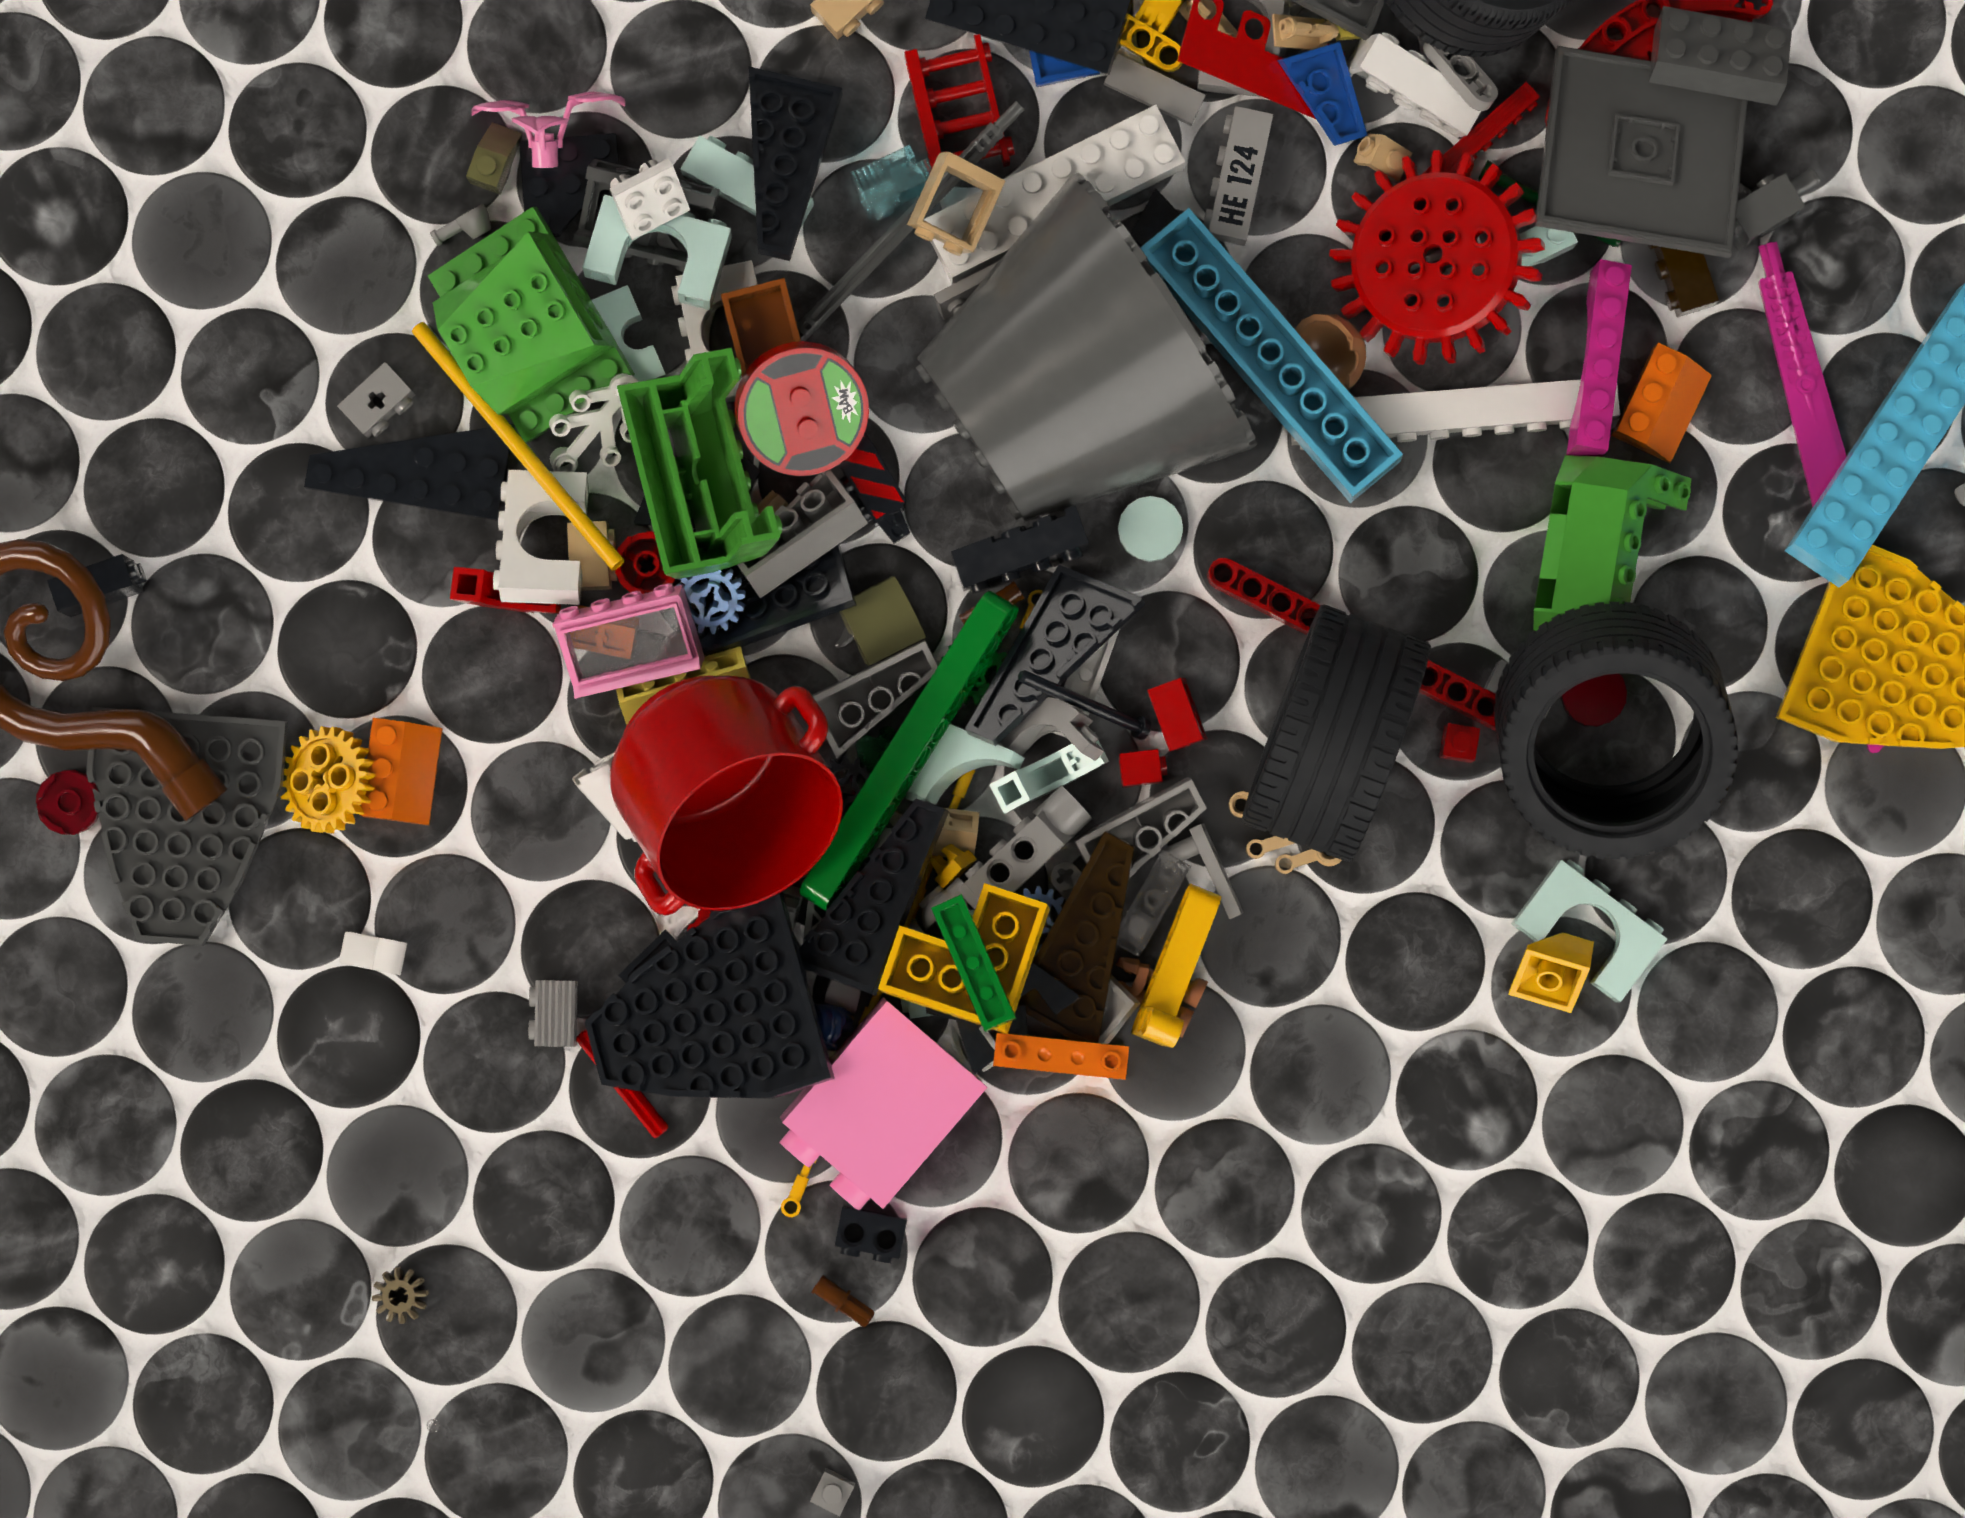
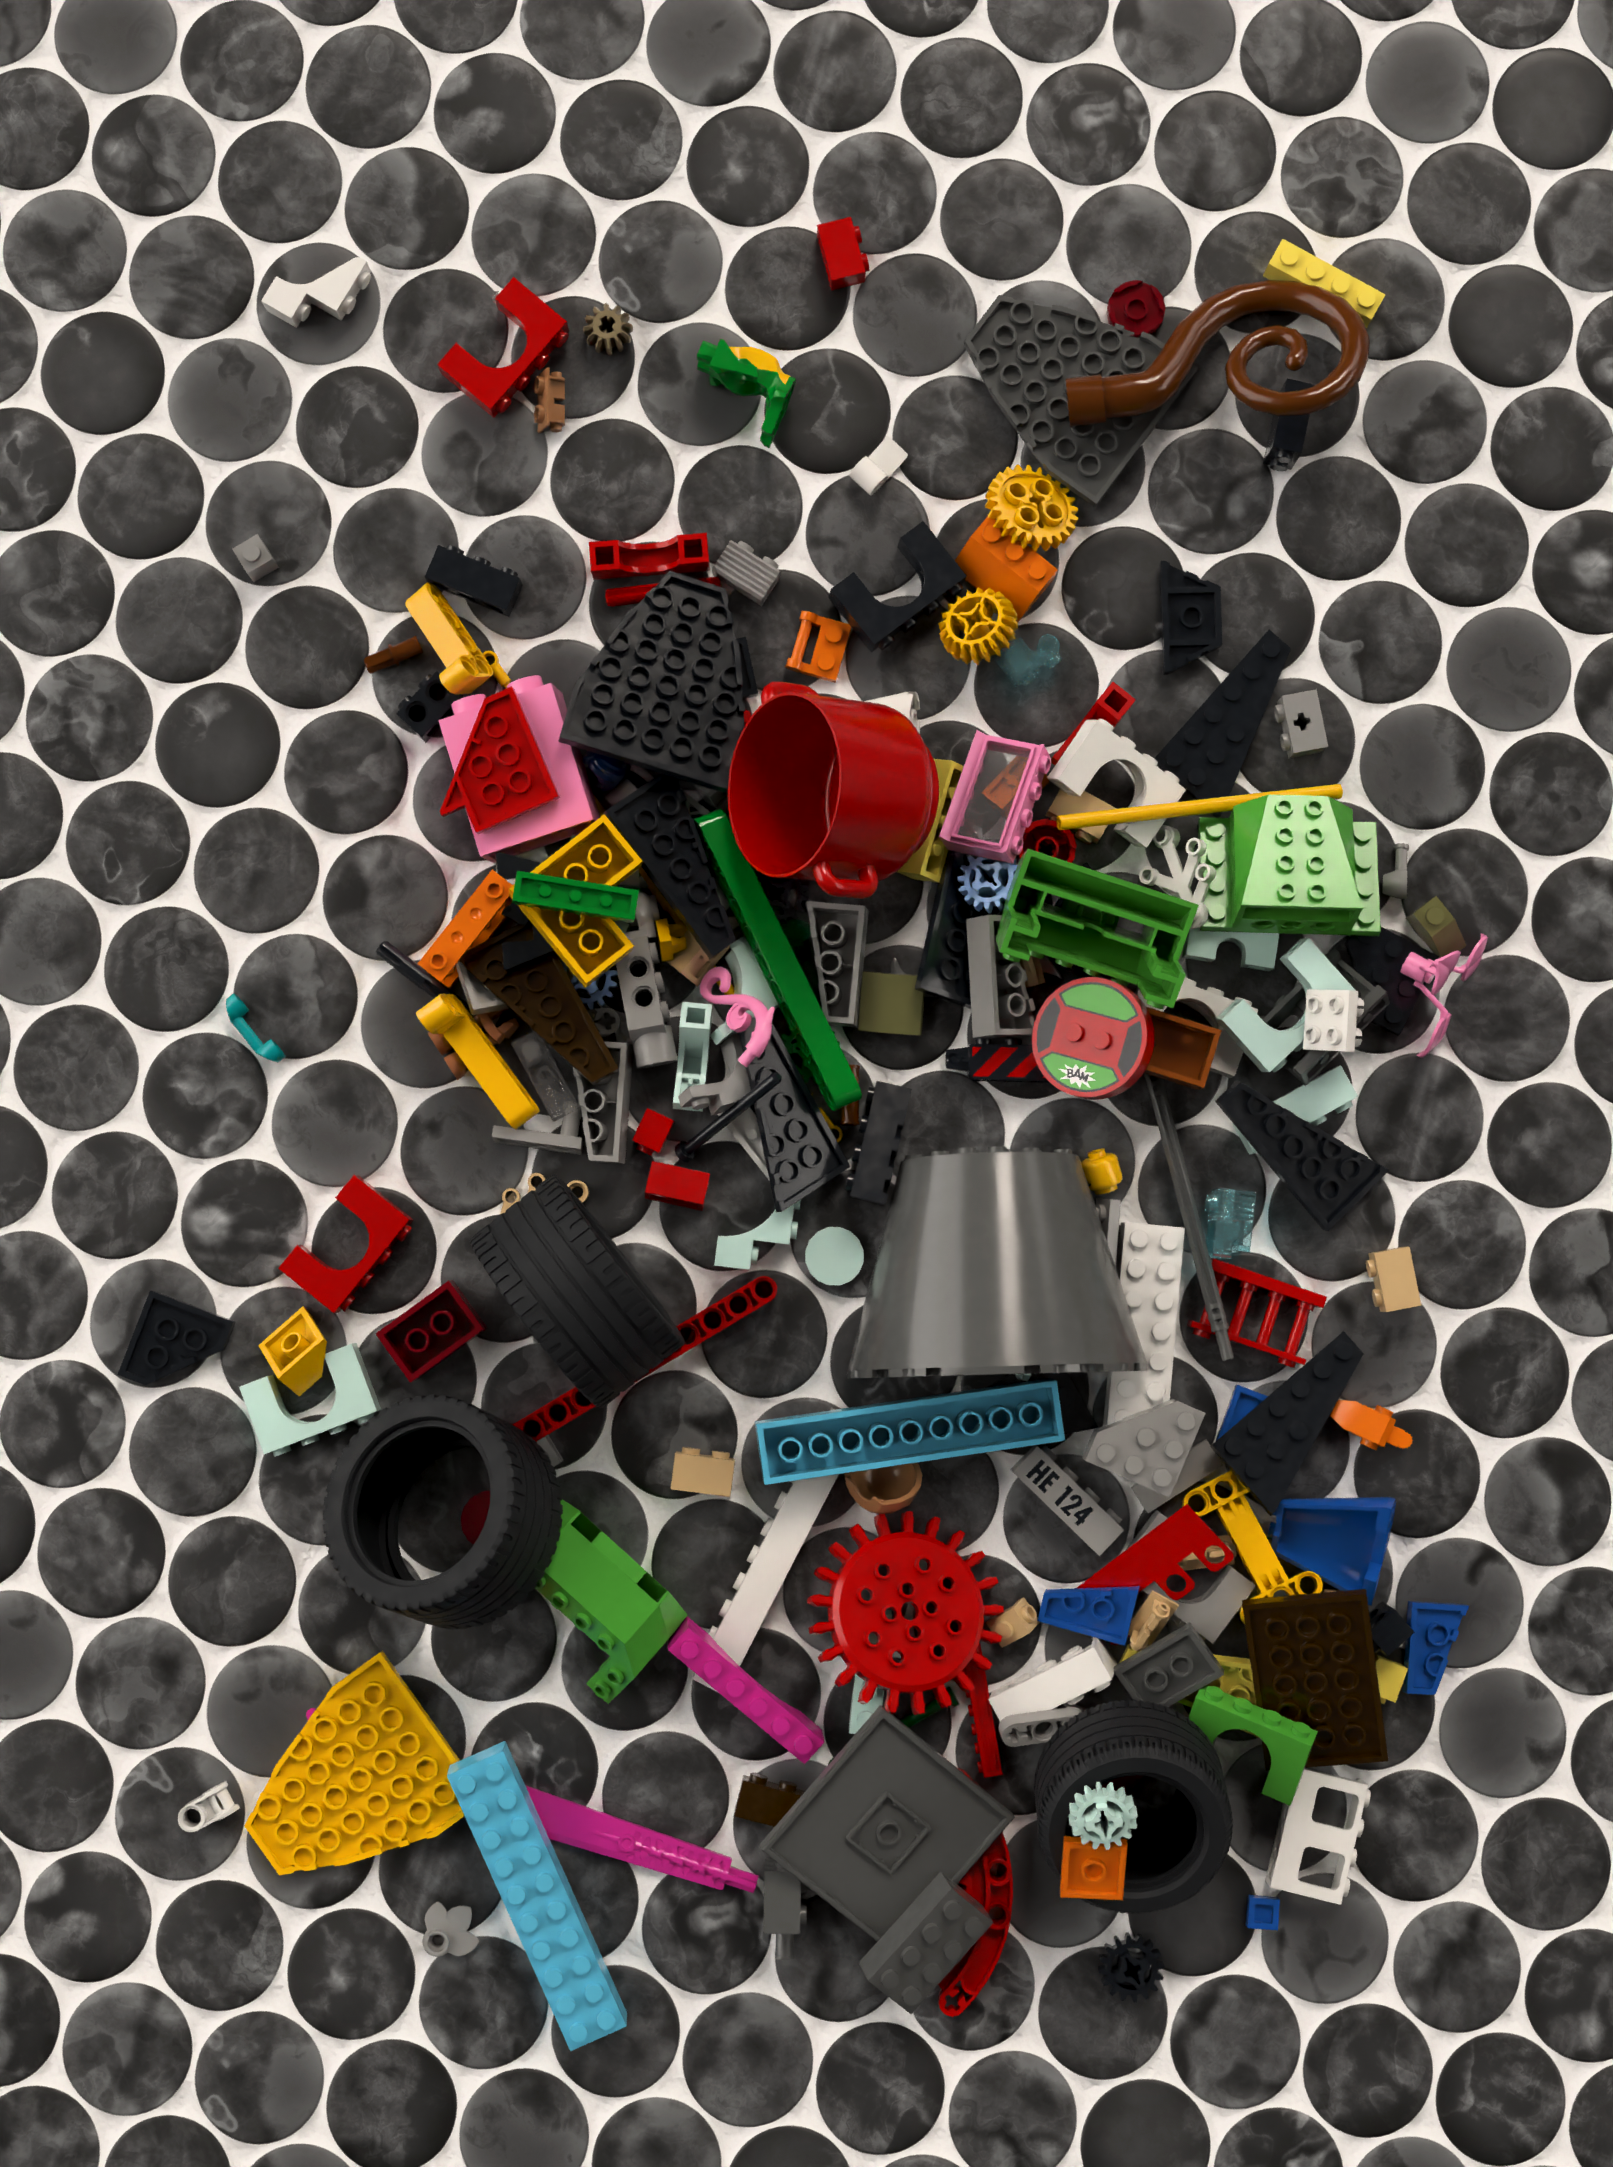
camera: 120 degrees right, 0 degrees up
(187, 1116) = (841, 253): none -> red brick
(339, 569) = (1188, 617): none -> black wing
(360, 1130) = (749, 373): none -> green hips
(448, 828) = (878, 622): none -> black arch
(482, 697) = (1022, 664): none -> clear light blue brick
(482, 747) = (982, 634): none -> yellow gear
(493, 1317) = (549, 388): none -> medium nougat hinge
(525, 1369) = (495, 387): none -> red arch
(579, 891) = (828, 648): none -> orange plate
(598, 1113) = (624, 559): none -> red arch
(722, 1269) = (474, 579): none -> black brick
(796, 1254) = (463, 660): none -> yellow beam
(892, 1118) = (500, 767): none -> red wing
(916, 329) = (1102, 1171): none -> yellow head
(971, 174) = (1198, 1284): tan window -> none
(990, 752) = (736, 1018): none -> bright pink plant
(1133, 1084) = (414, 972): none -> black axle
(1145, 129) = (1147, 1445): none -> light grey brick
(1201, 619) = (739, 1251): none -> light aqua arch
(1272, 1232) = (235, 1011): none -> teal bar
(1426, 524) = (703, 1472): none -> tan brick
(1456, 856) = (431, 1331): none -> dark red brick
(1459, 743) = (517, 1390): red brick -> none
(1471, 974) = (385, 1226): none -> red arch
(1615, 1096) = (172, 1338): none -> black plate
(1662, 403) = (683, 1719): orange slope -> none

